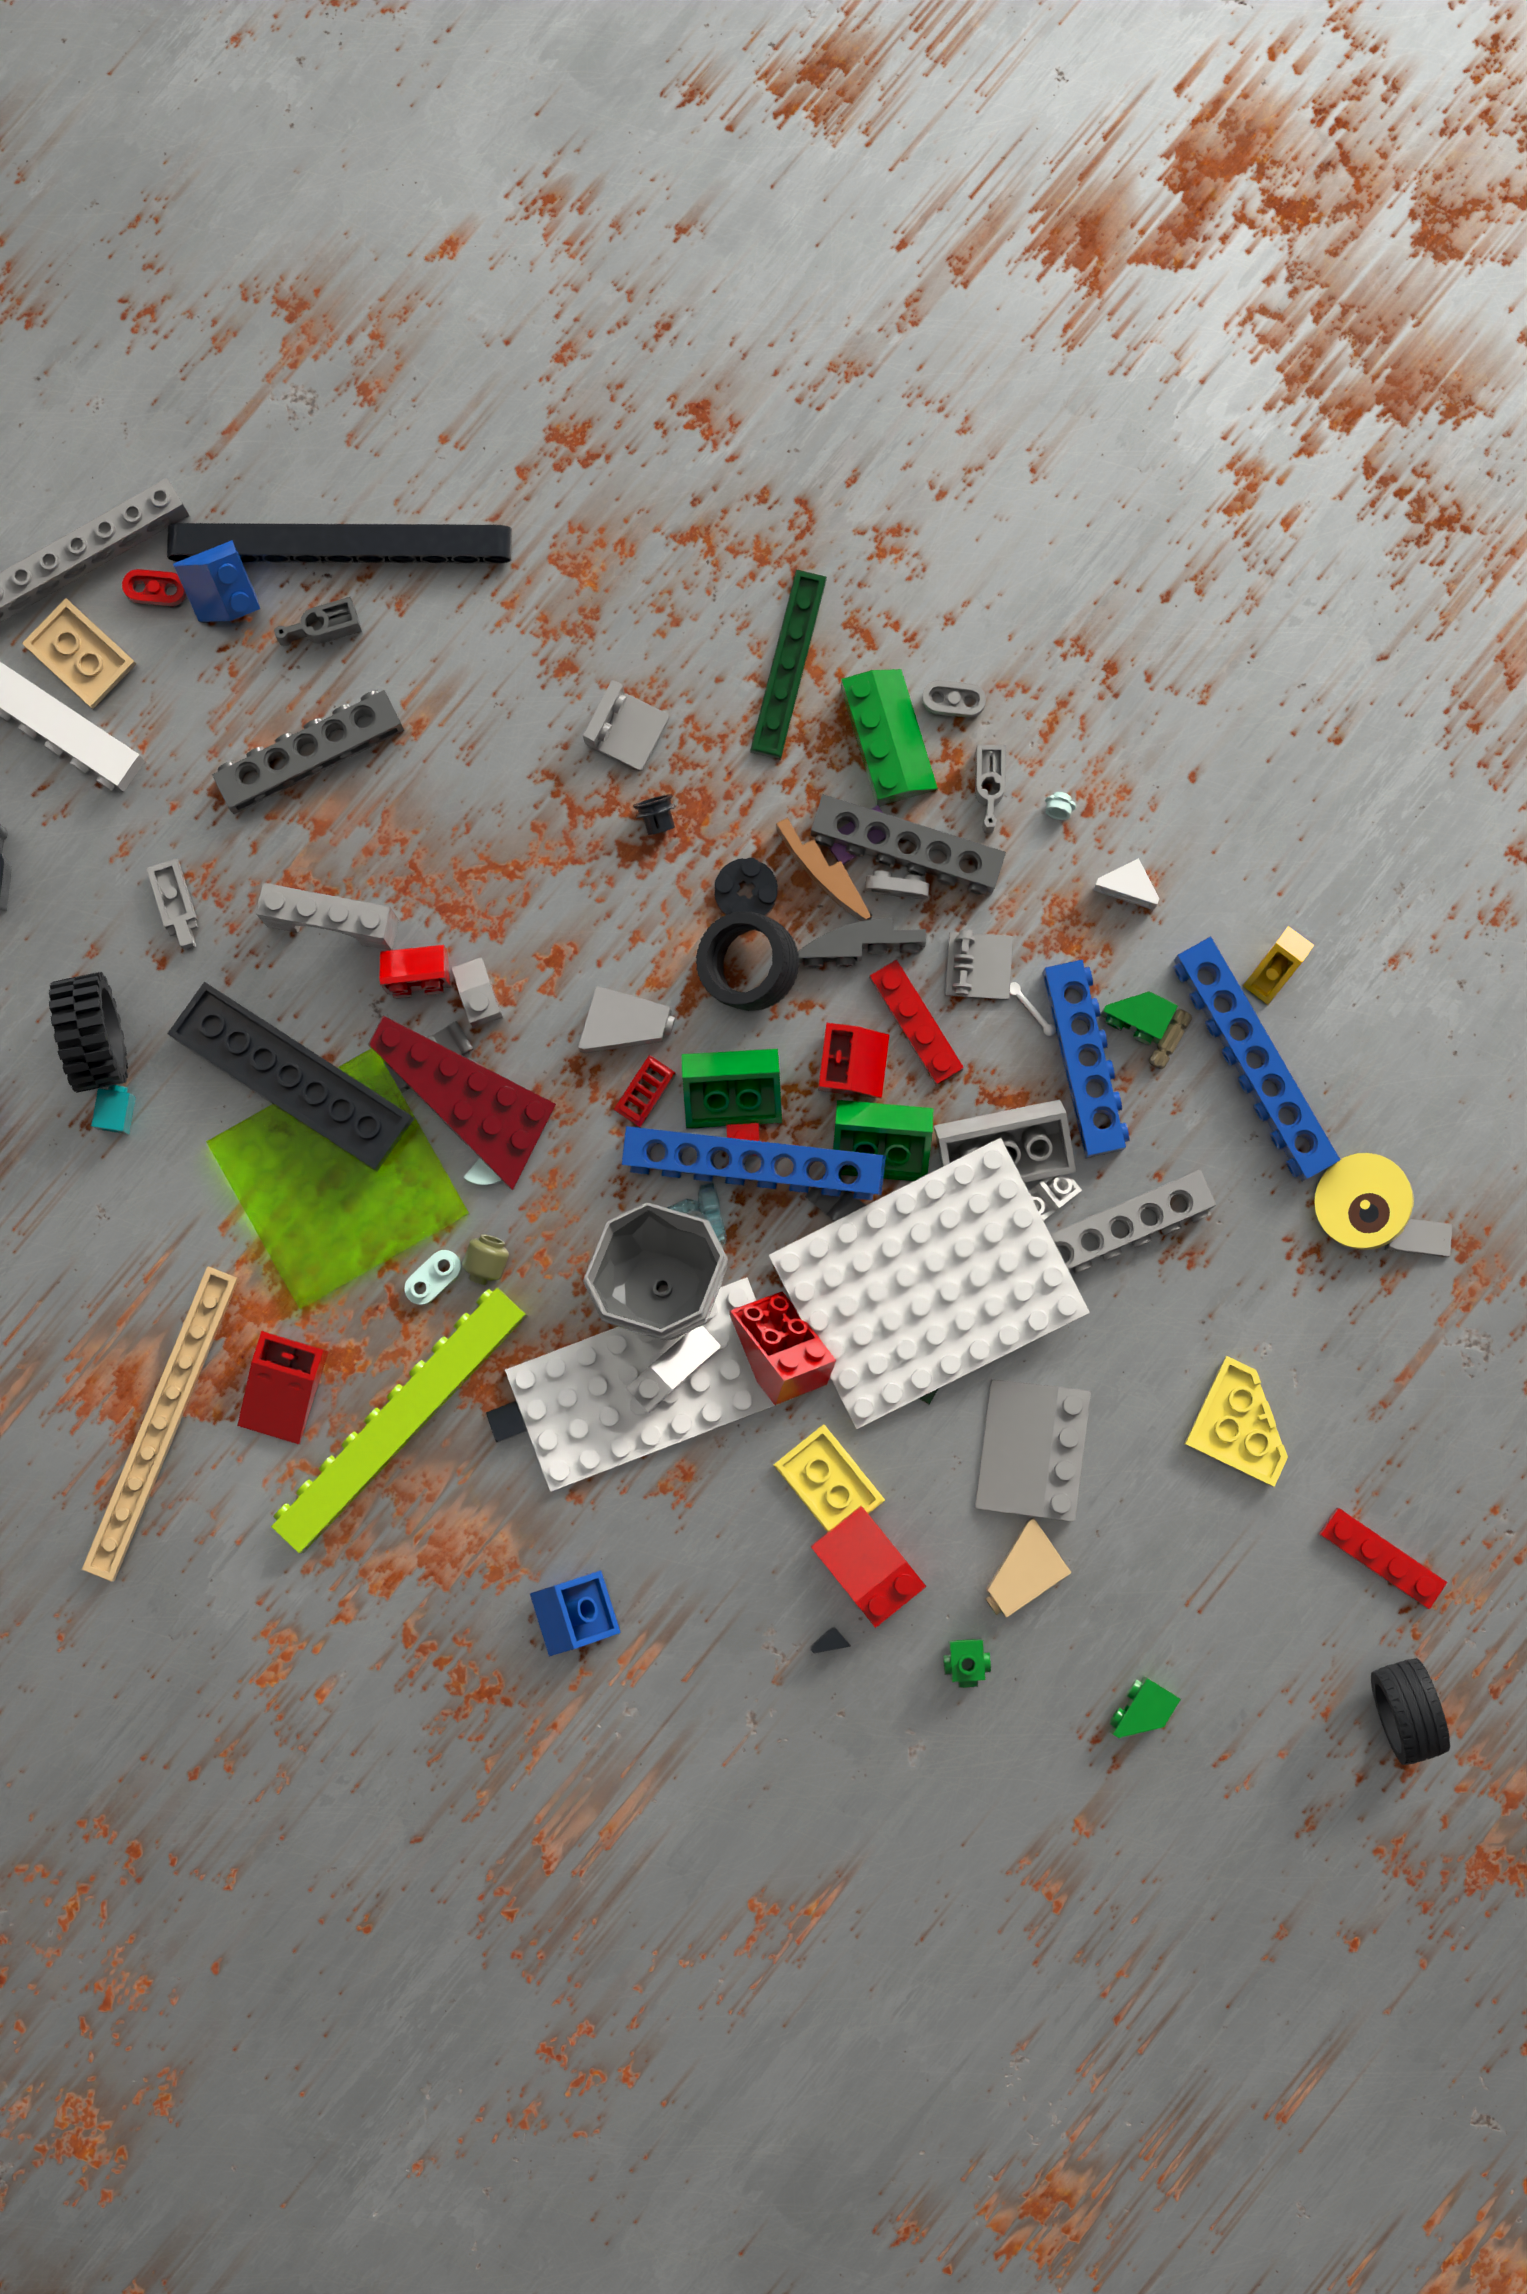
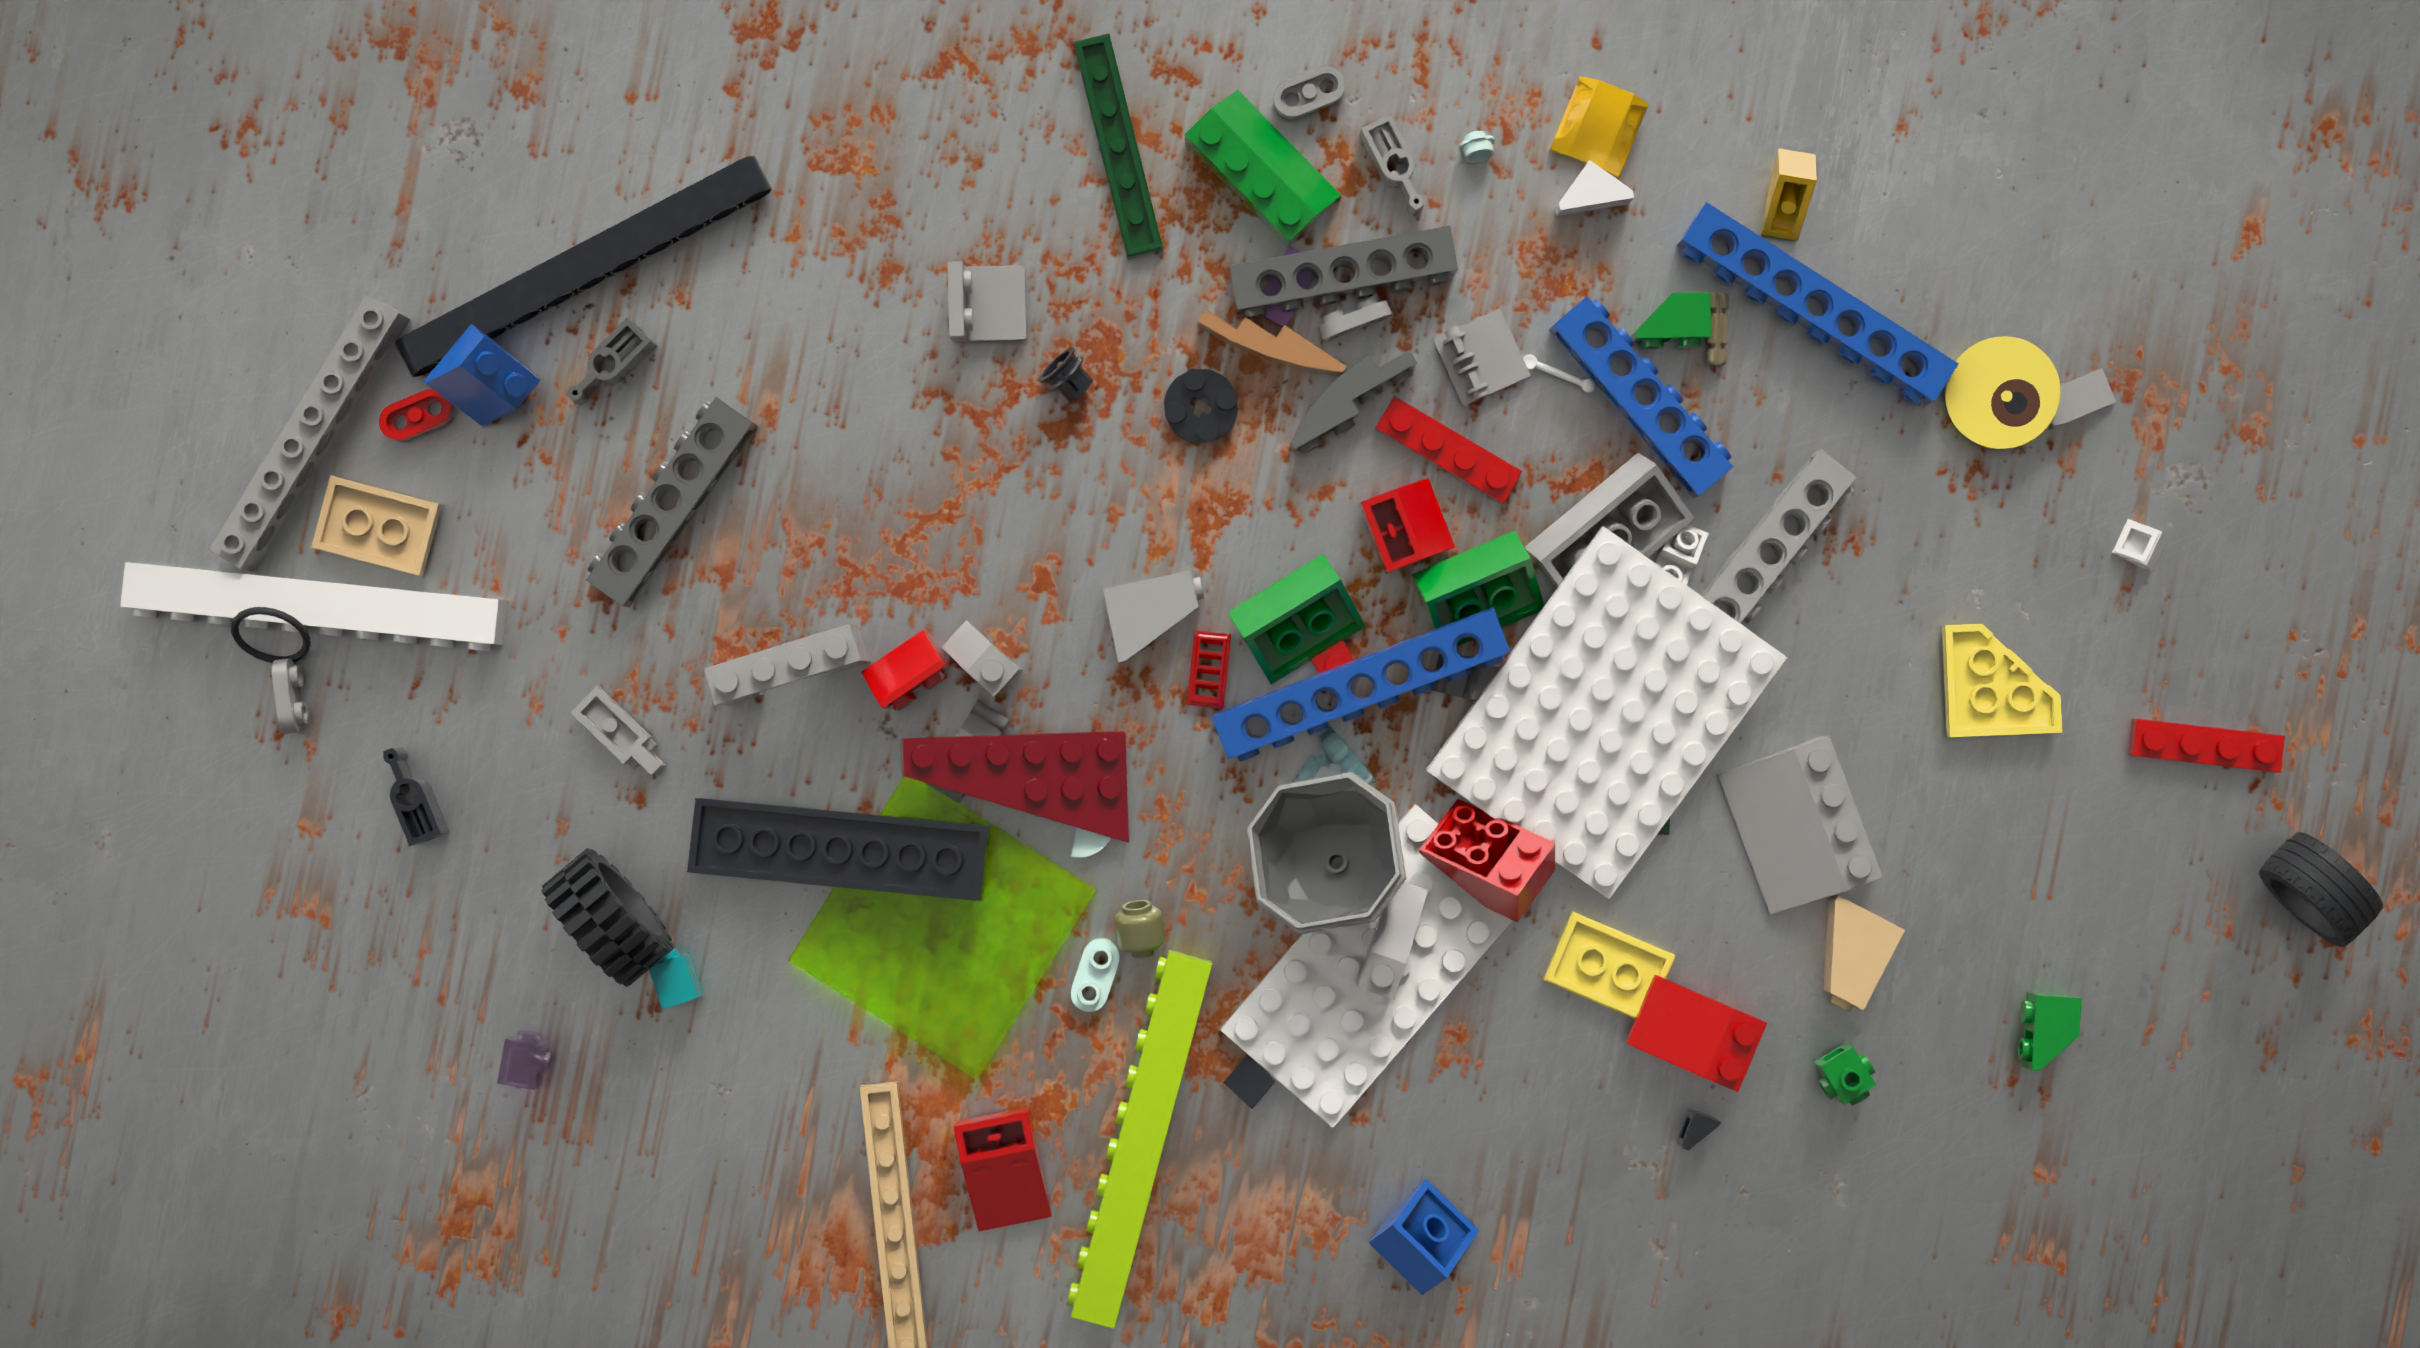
camera: 30 degrees left, 5 degrees up
(715, 945) = (1202, 487): black tyre -> none
(1161, 838) = (1599, 124): none -> yellow slope
(1412, 1376) = (2140, 545): none -> white slope

